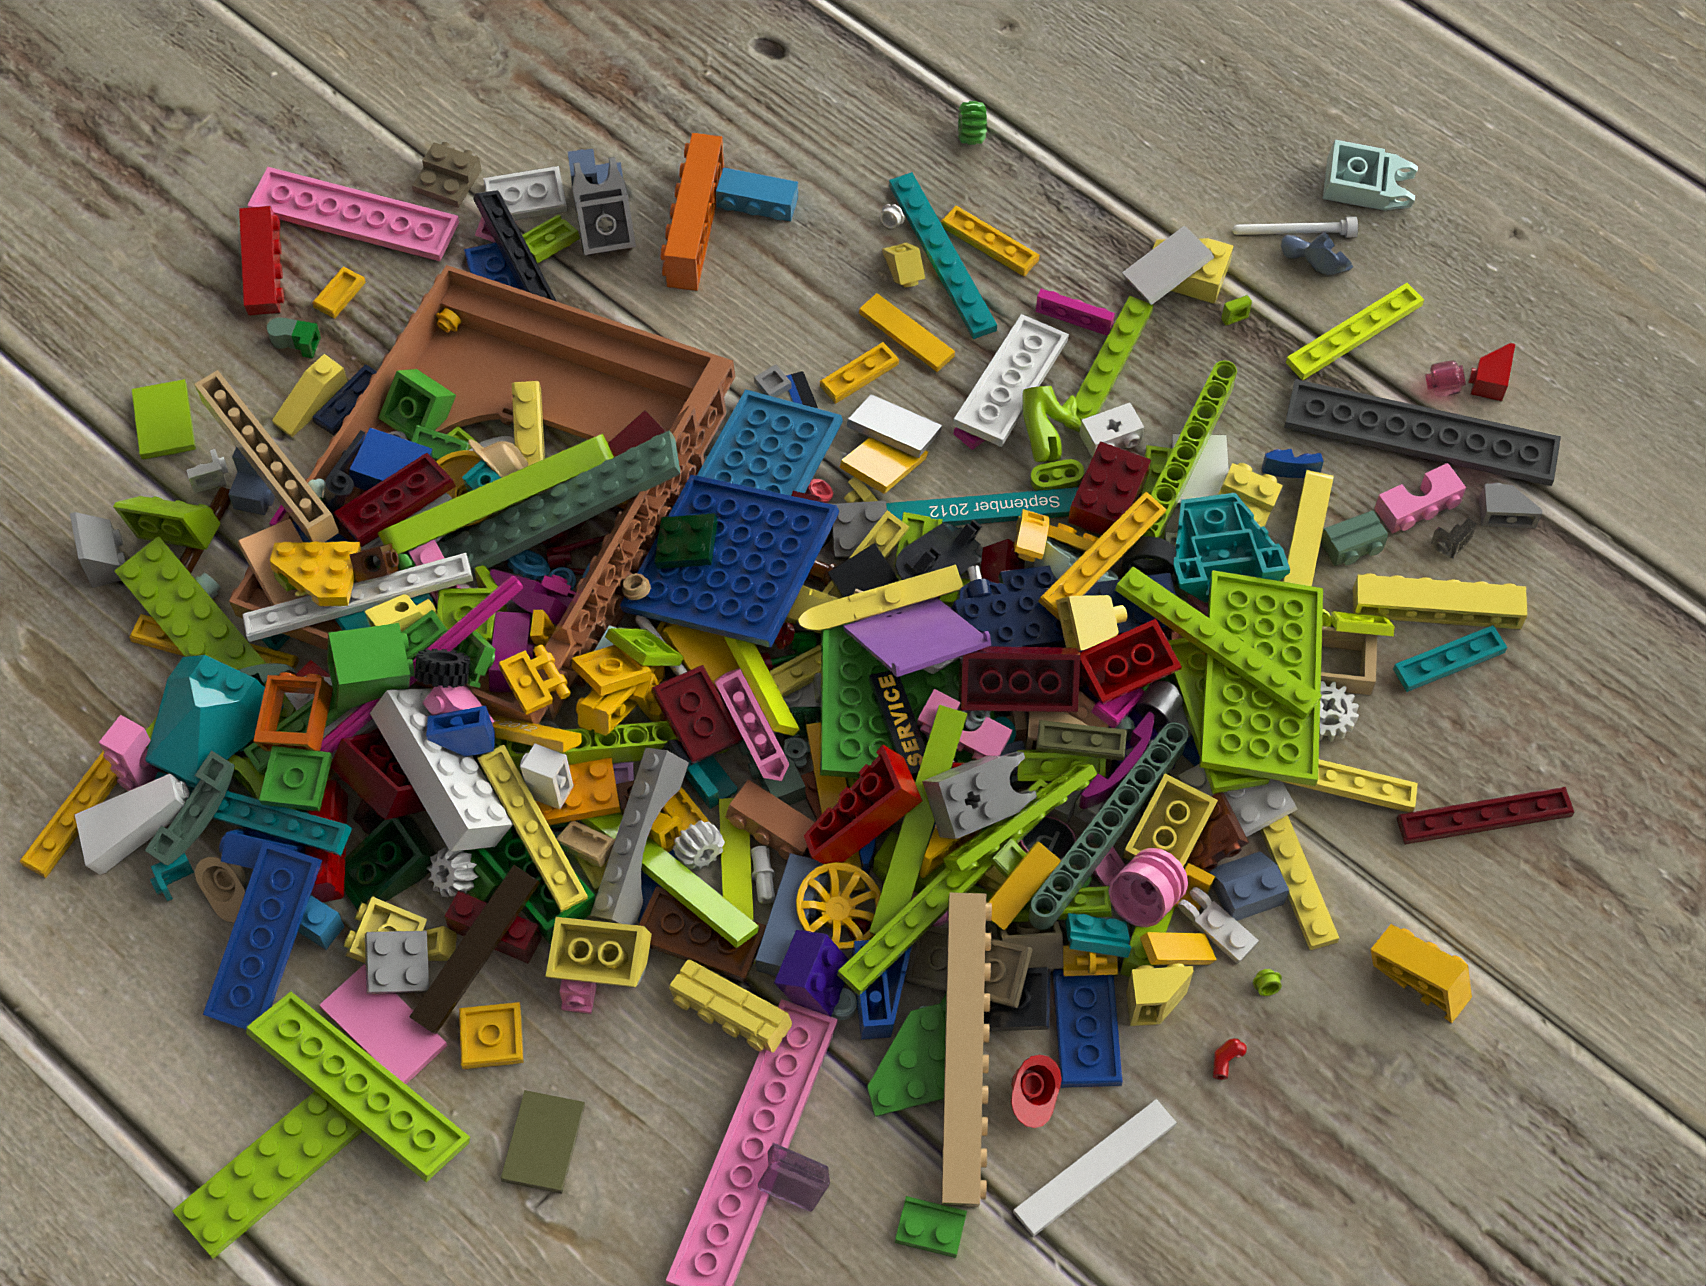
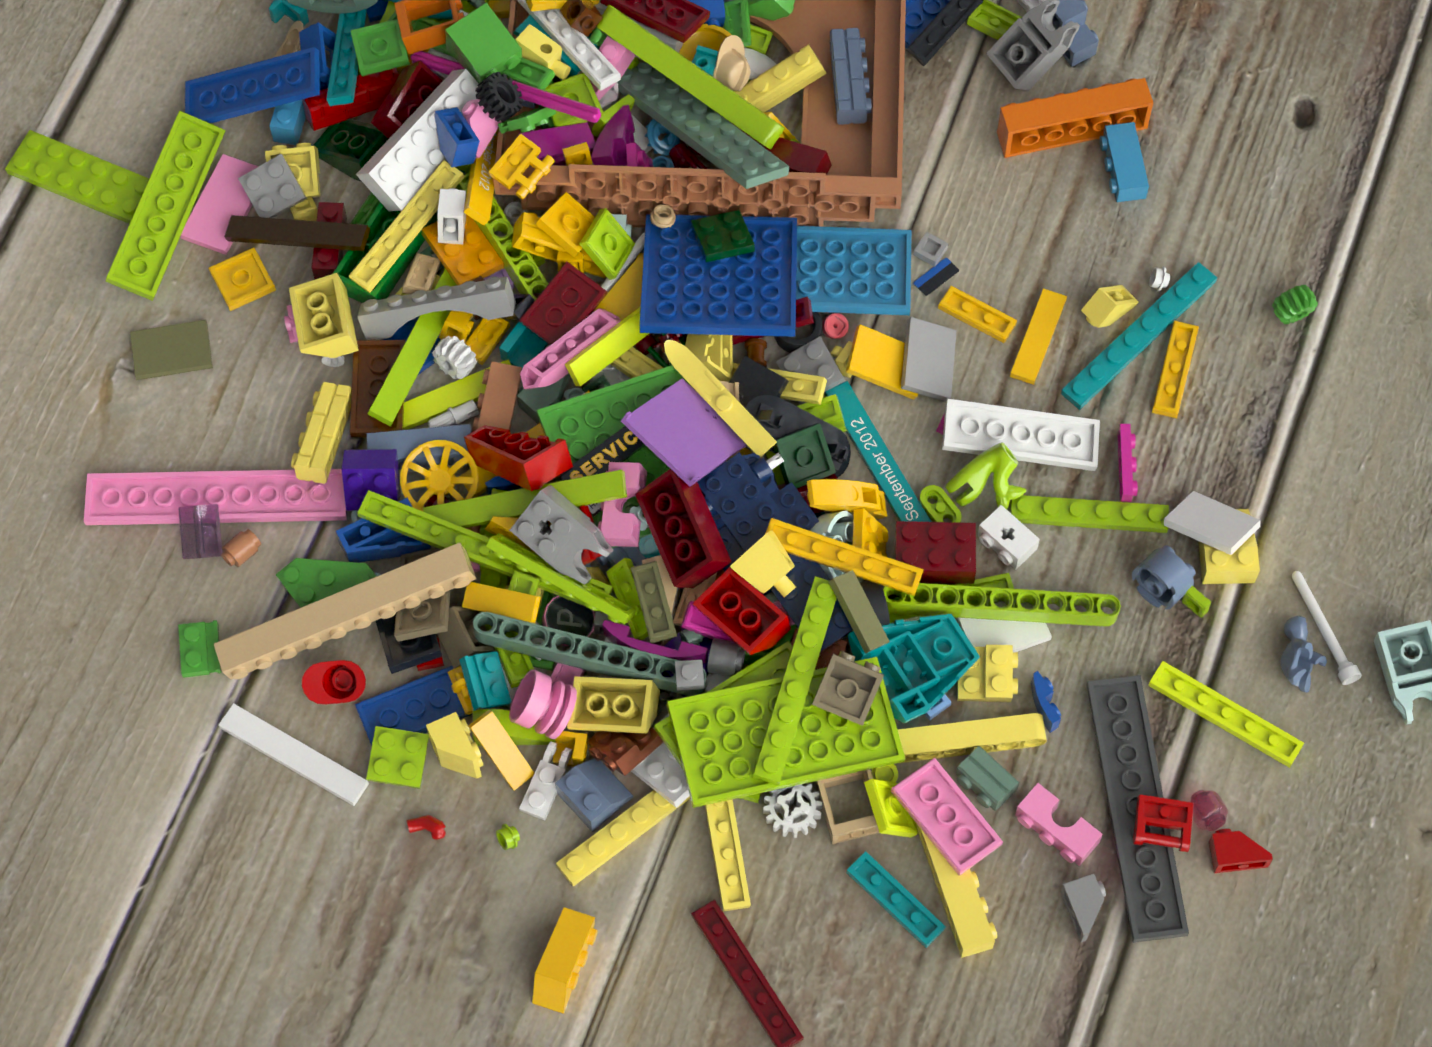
camera: 70 degrees right, 5 degrees up
(452, 872) = (357, 197): white gear -> none
(556, 370) = (848, 76): none -> sand blue brick
(829, 1141) = (240, 548): none -> nougat brick
(968, 551) = (804, 456): none -> dark green plate
(1141, 1059) = (397, 757): none -> lime plate
(1167, 562) = (859, 611): none -> olive tile
(1175, 735) = (689, 675): none -> light grey plate
(1208, 322) = (1163, 577): none -> sand blue brick
(1244, 599) = (848, 687): none -> dark tan plate
(1390, 578) = (946, 816): none -> bright pink tile
(1444, 408) = (1163, 814): none -> red plate
(1456, 540) = (1028, 871): clear smoke bracket -> none

